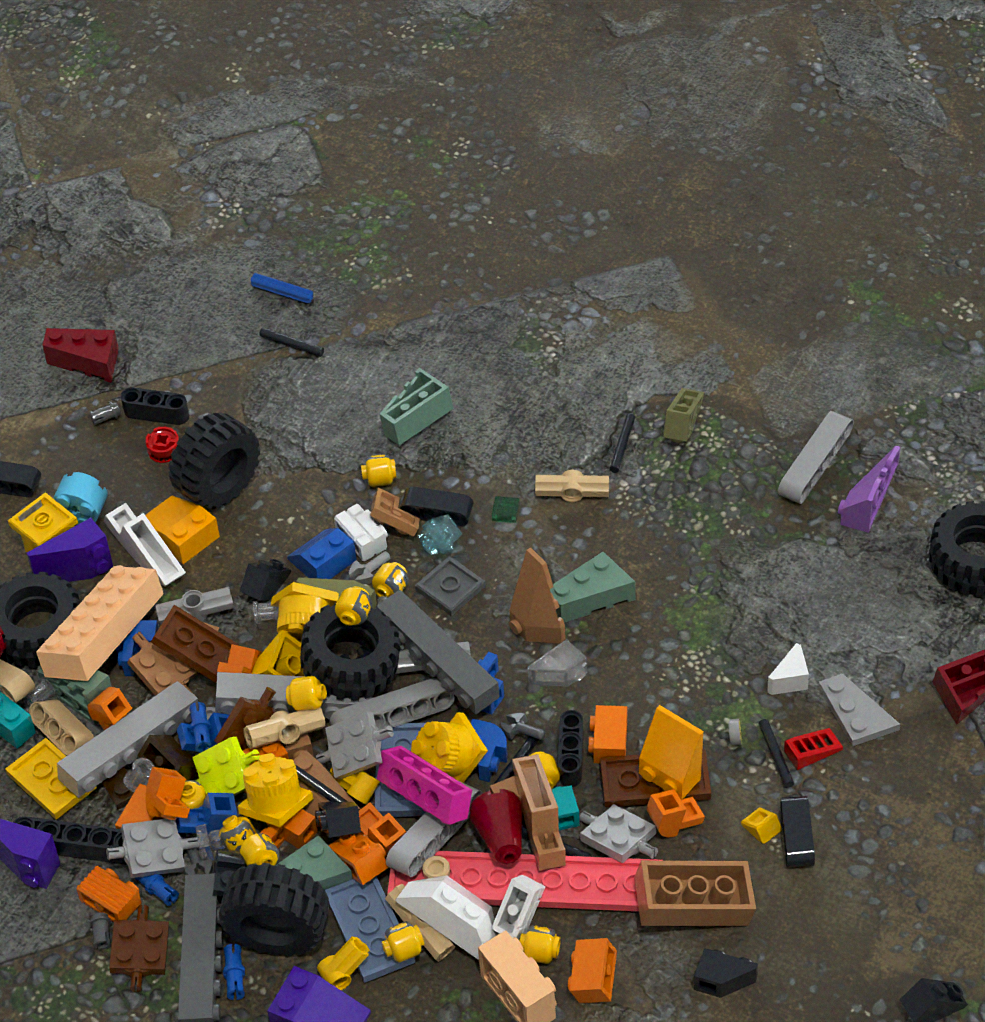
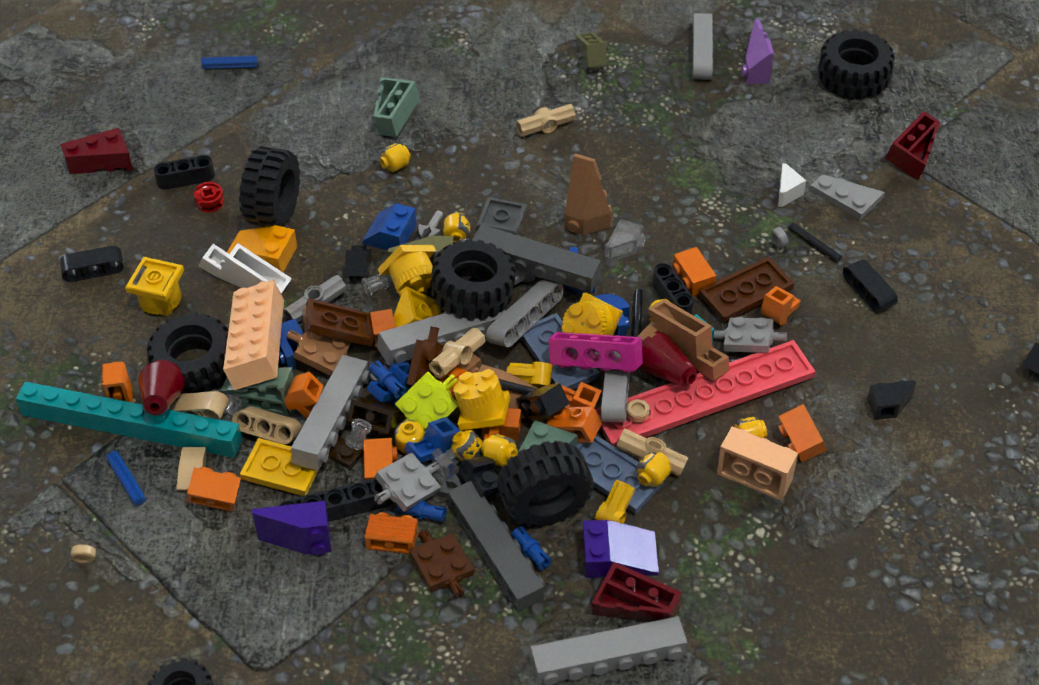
camera: 30 degrees left, 0 degrees up
(74, 554) = (196, 292): dark purple slope -> none
(81, 496) = (172, 248): medium azure brick -> none
(100, 923) = (398, 558): dark grey pin -> none
(105, 413) = (149, 187): dark grey pin -> none
(164, 794) = (394, 437): orange brick -> none
(290, 341) = (262, 95): black bar -> none
(306, 693) = (461, 320): yellow head -> none
(353, 606) = (466, 241): yellow head -> none
(354, 745) = (523, 343): light grey plate -> none
(362, 529) = (412, 198): white brick -> none
(386, 511) = (422, 182): medium nougat plate -> none
(433, 503) = (455, 167): black beam -> none
(439, 535) = (473, 184): clear light blue brick -> none
(450, 911) = (675, 434): white wedge -> none
(505, 509) = (506, 152): clear green tile -> none
(518, 726) = (620, 290): dark grey bar -> none
(518, 906) = (720, 410): white brick -> none
(591, 587) = (618, 175): sand green wedge -> none
(622, 443) = (559, 82): black bar -> none
(672, 753) = (760, 259): light orange slope -> none
(694, 893) = (837, 350): medium nougat brick -> none
(762, 824) = (840, 291): yellow slope -> none
(808, 757) = (839, 232): red slope -> none

